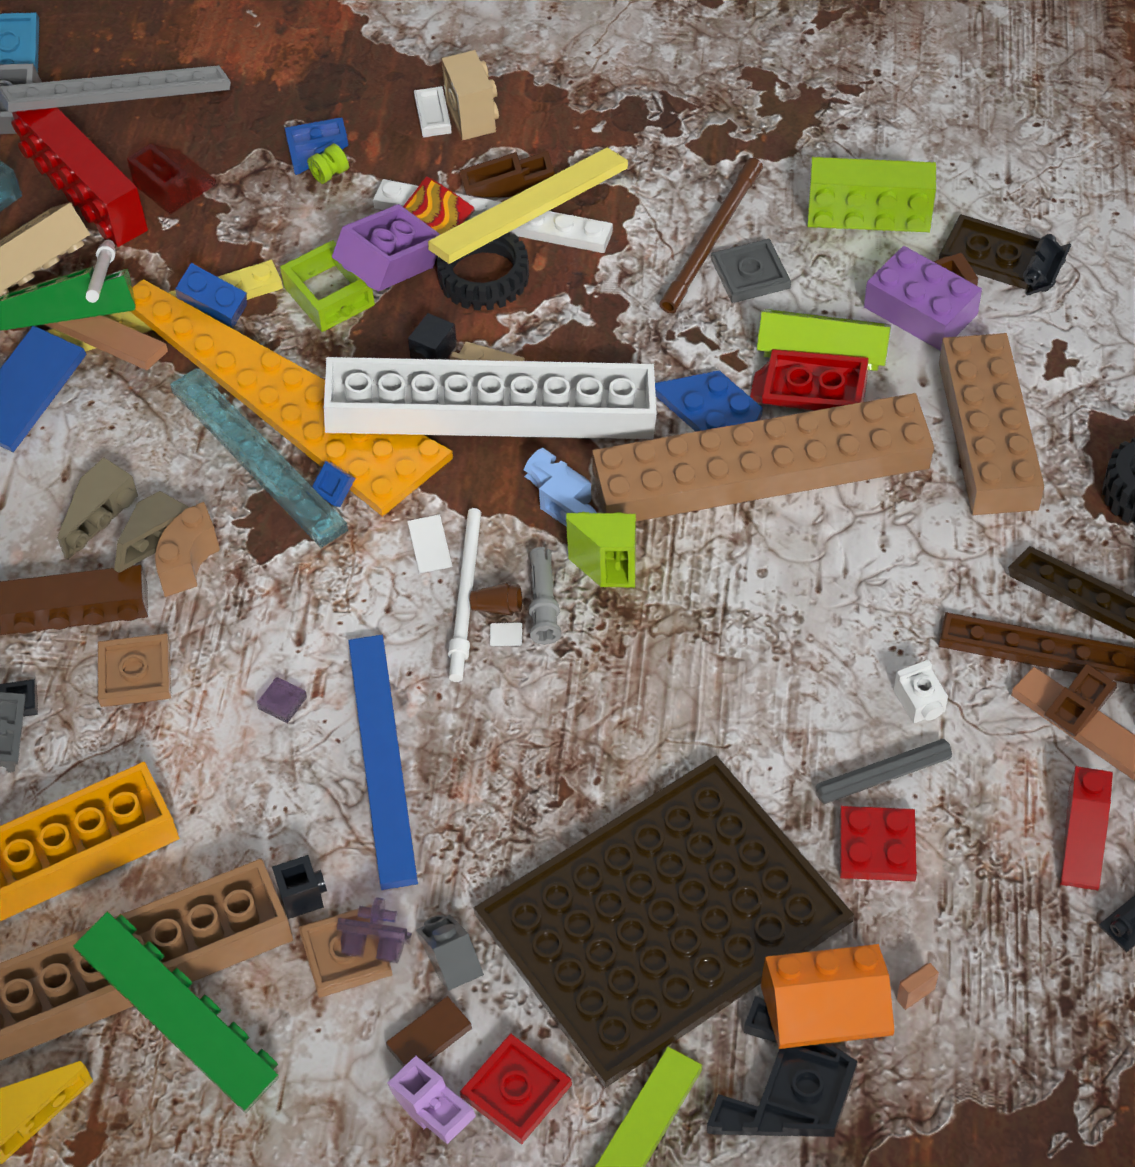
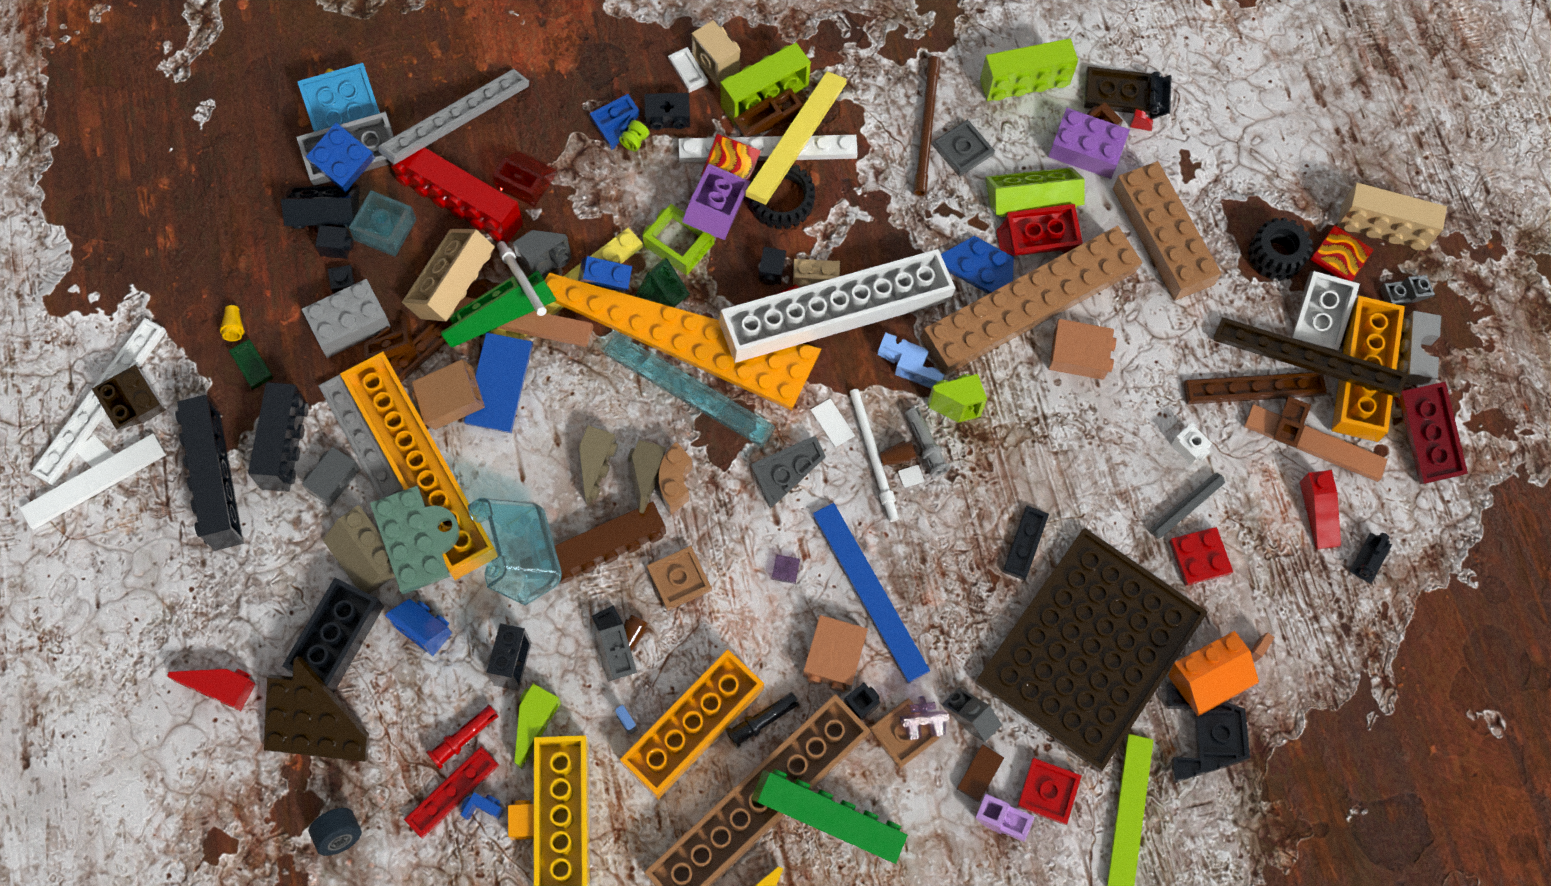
camera: 25 degrees left, 15 degrees up
(41, 718) = (635, 630): none -> reddish brown cone
(140, 876) = (752, 725): none -> black pin
(148, 253) = (542, 252): none -> dark grey slope
(281, 328) = (663, 285): none -> clear green slope
(294, 815) = (834, 653): none -> nougat brick
(333, 484) = (751, 397): blue tile -> none
(339, 578) = (786, 468): none -> dark grey wing
(382, 145) = (667, 110): none -> black brick
(519, 128) = (766, 78): none -> lime brick
(627, 757) = (1025, 543): none -> black tile
(809, 536) = (1082, 349): none -> nougat brick
(1008, 290) = (1141, 121): none -> red tile

